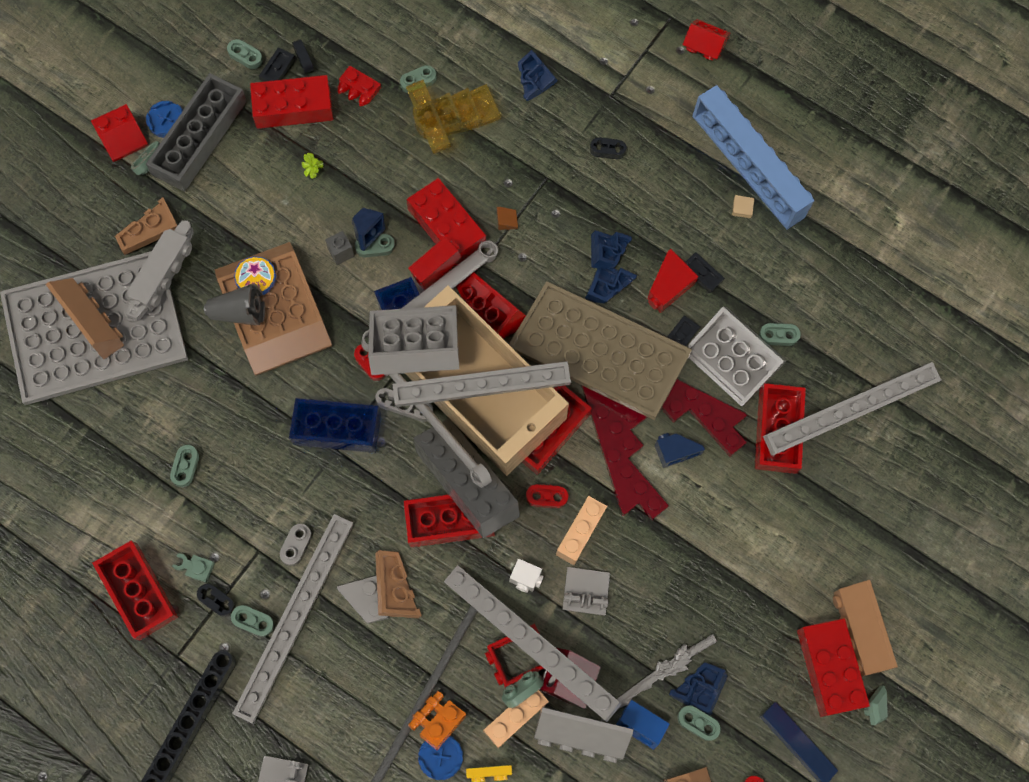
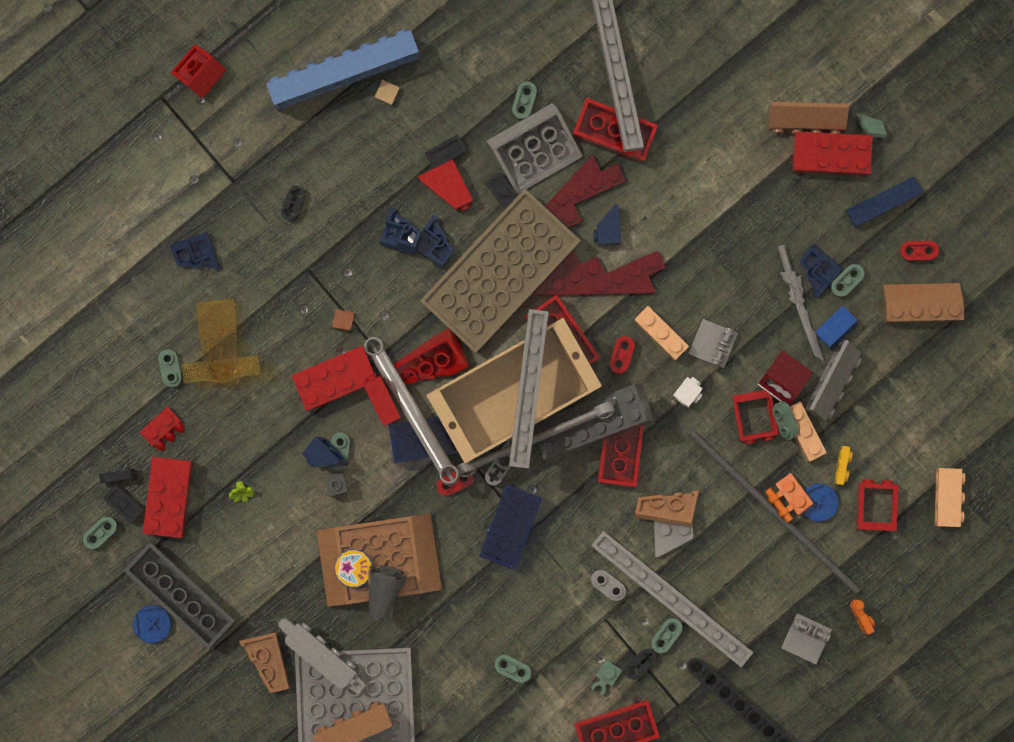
camera: 70 degrees left, 15 degrees up
(119, 133) = (160, 670): red slope -> none
(139, 165) = (193, 649): sand green plate -> none
(413, 340) = (472, 437): light grey slope -> none
(533, 644) = (749, 403): light grey plate -> none

